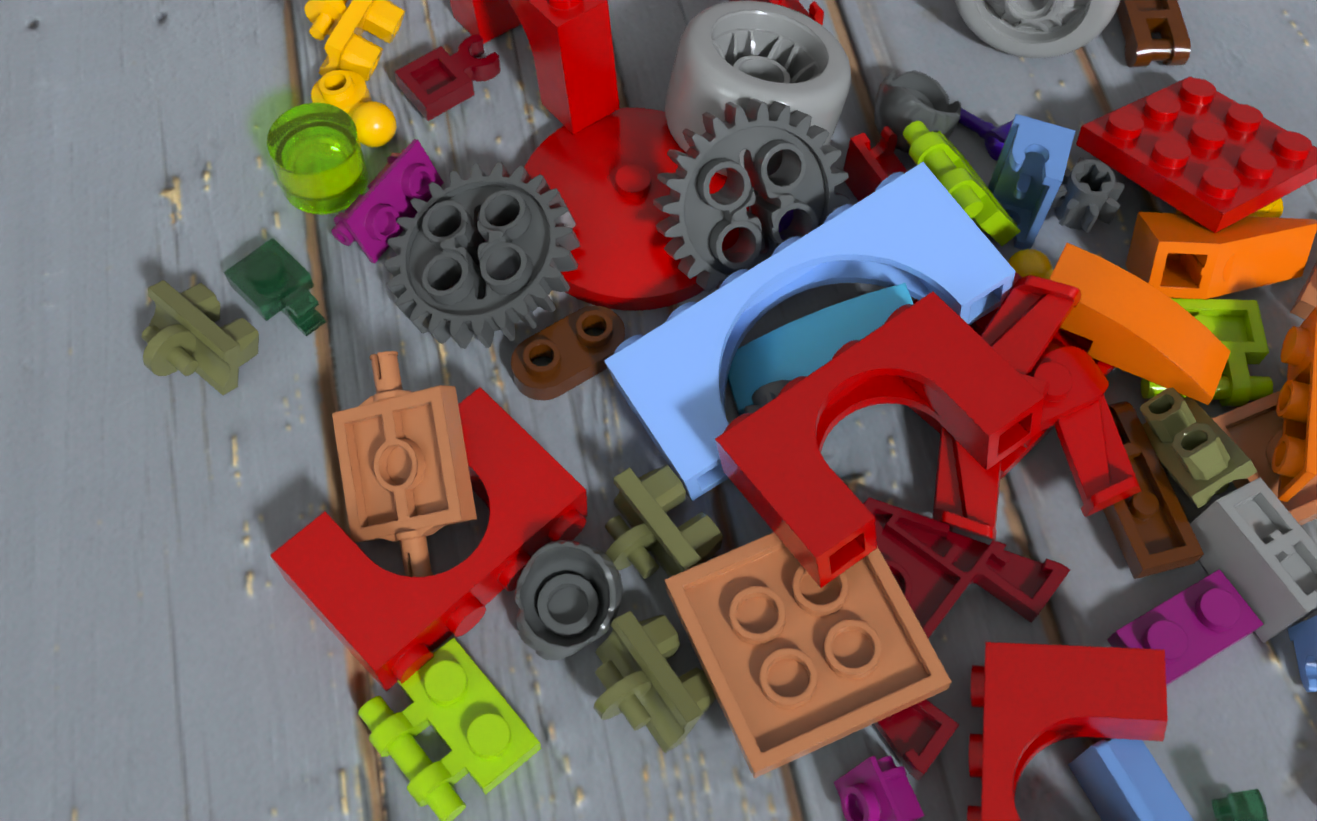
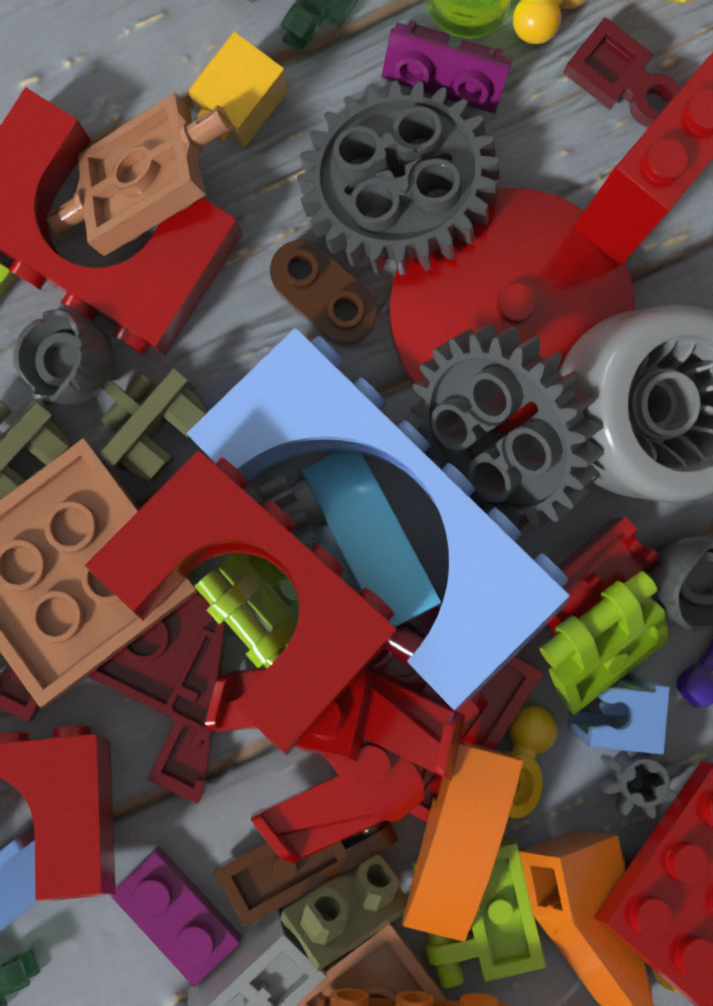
camera: 85 degrees right, 25 degrees up
(339, 359) = (241, 83): none -> yellow brick
(885, 447) = (267, 593): none -> lime plate

